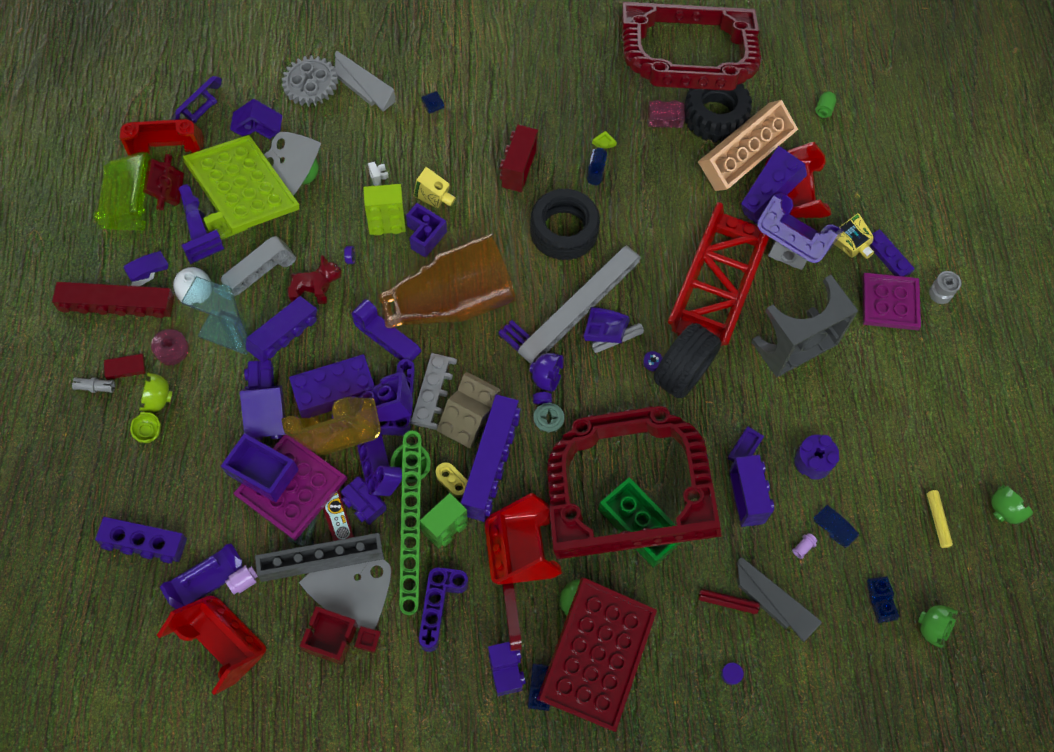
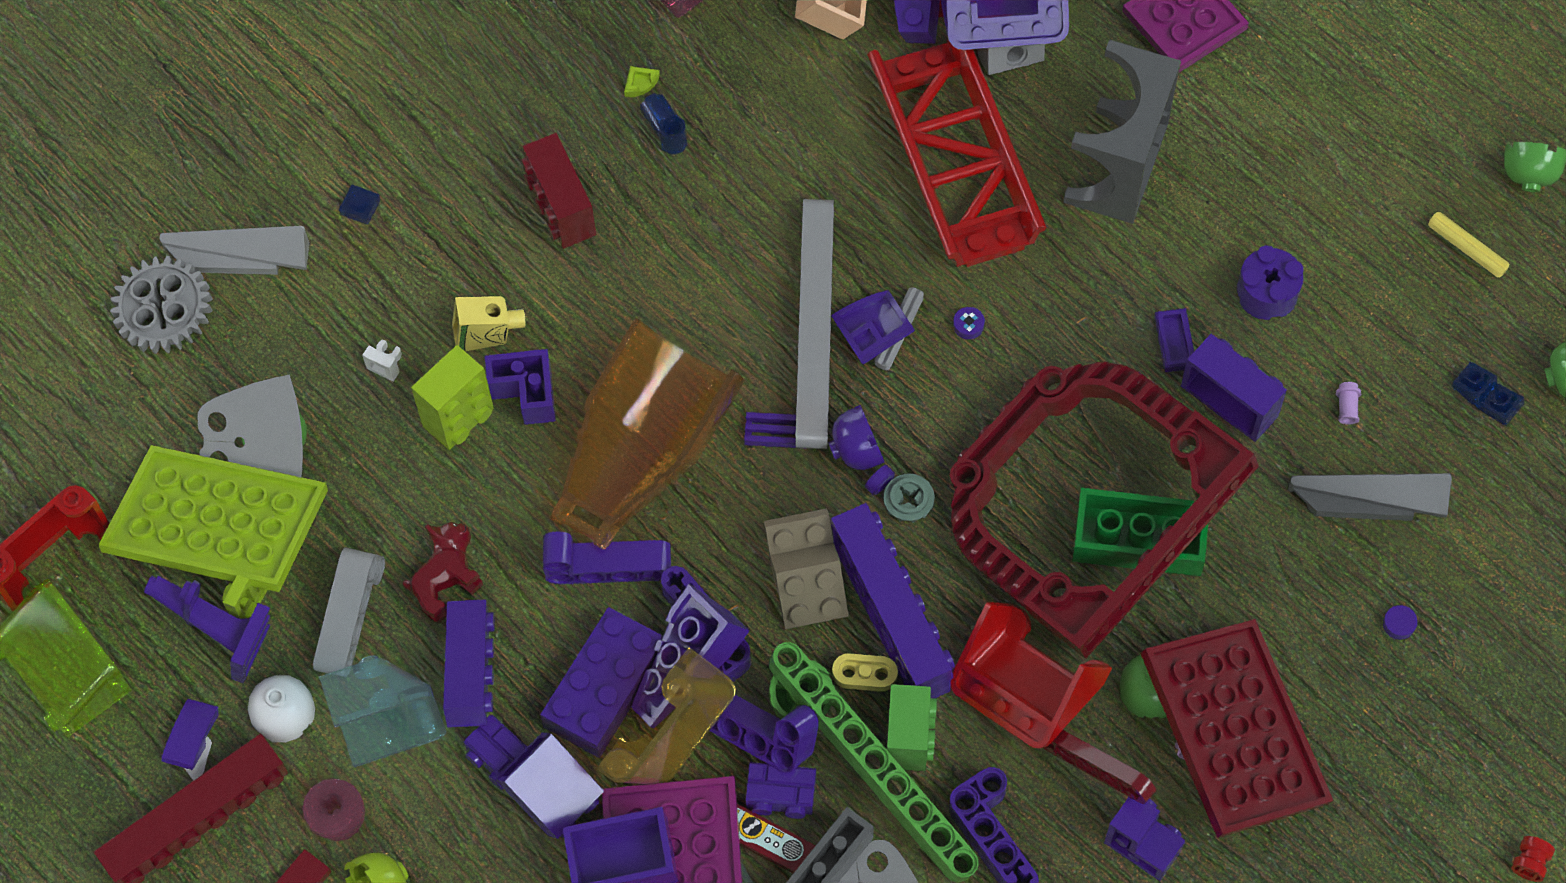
camera: 35 degrees left, 0 degrees up
(163, 182) = (101, 602): dark red plate -> none
(213, 82) = (23, 484): dark purple piece -> none
(256, 118) = (142, 415): dark purple brick -> none
(349, 254) = (454, 496): dark purple tile -> none
(432, 390) = (729, 583): light grey hinge -> none
(538, 674) = (1195, 824): clear blue slope -> none
(564, 202) = (706, 194): black tyre -> none
(687, 360) = (1023, 286): black tyre -> none
(729, 601) = (1321, 541): dark red axle -> none
(837, 526) = (1364, 348): clear blue slope -> none

